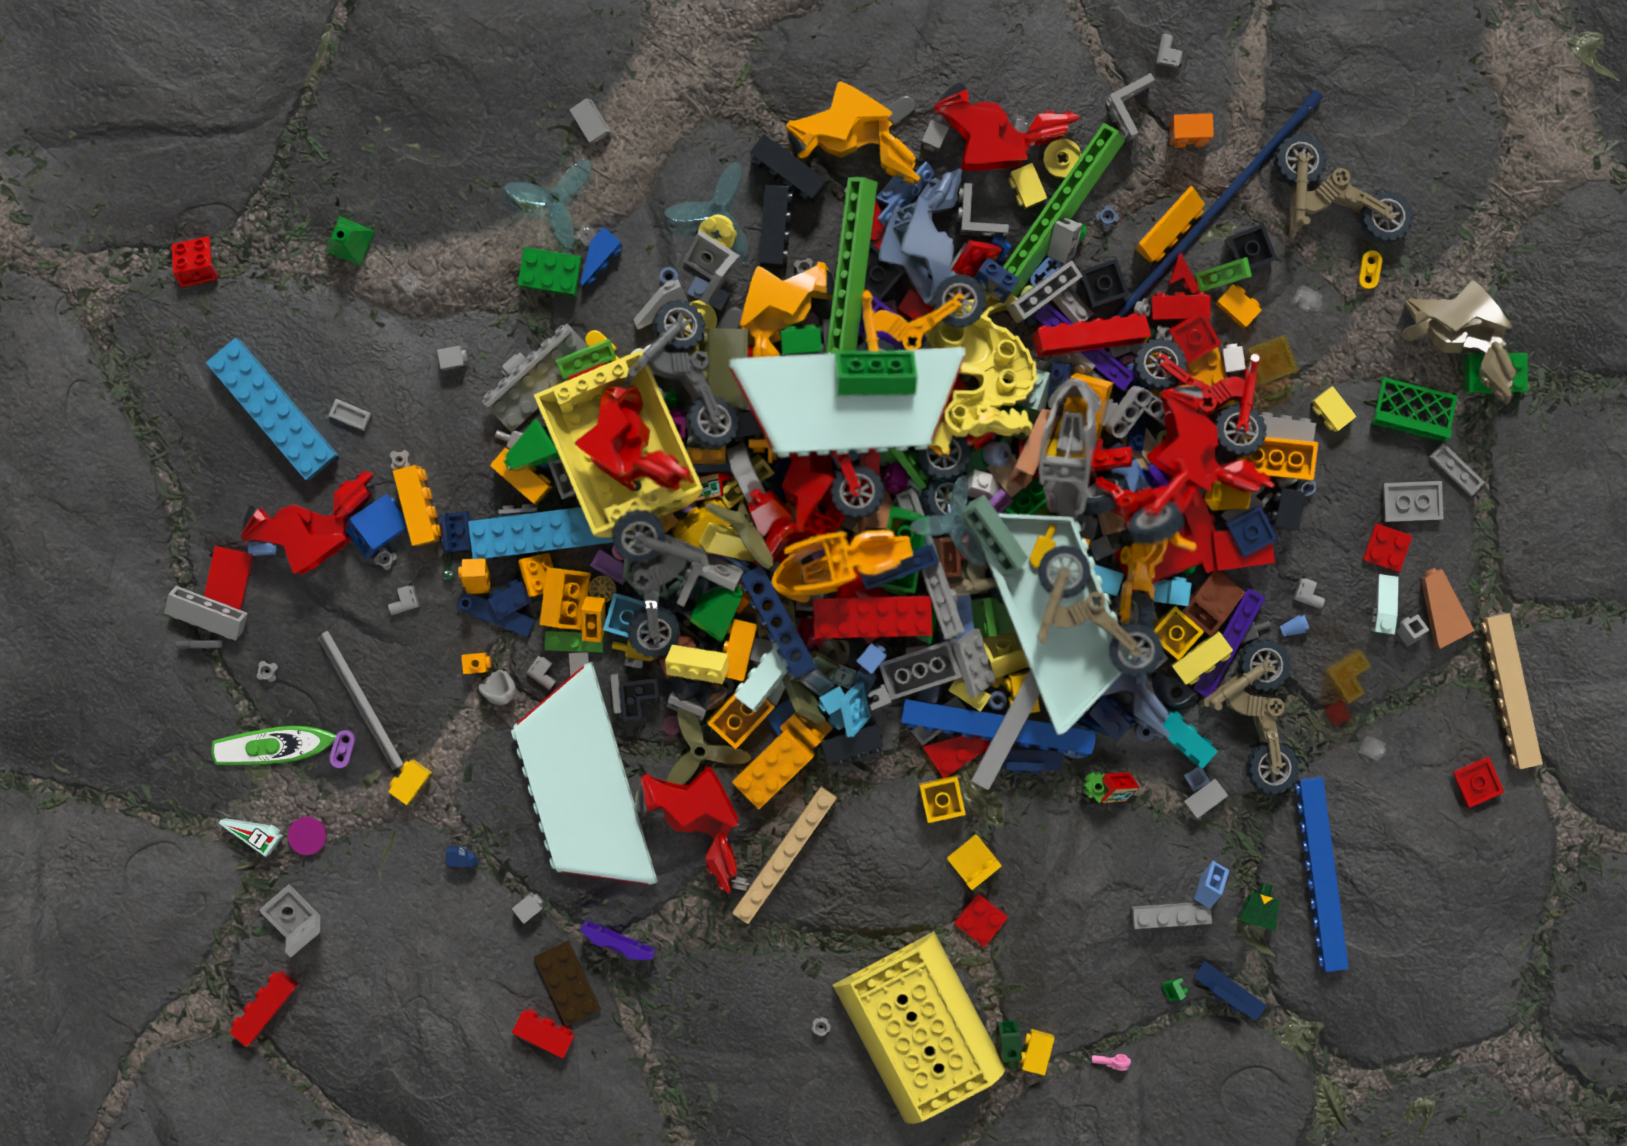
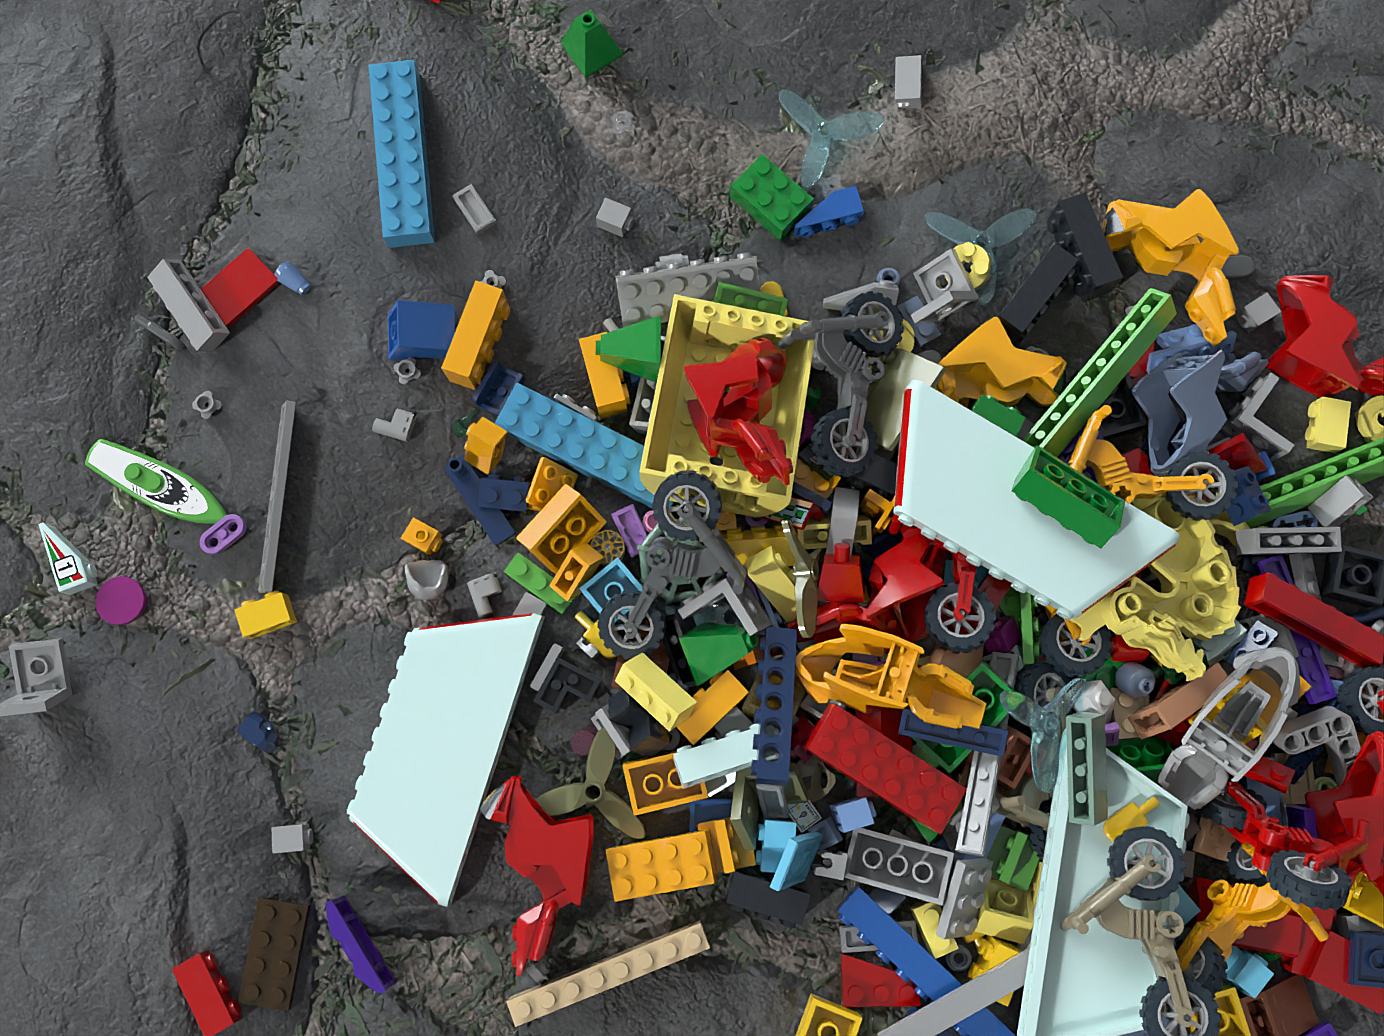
camera: 30 degrees right, 10 degrees down
(306, 534) = (343, 293): red piece -> none

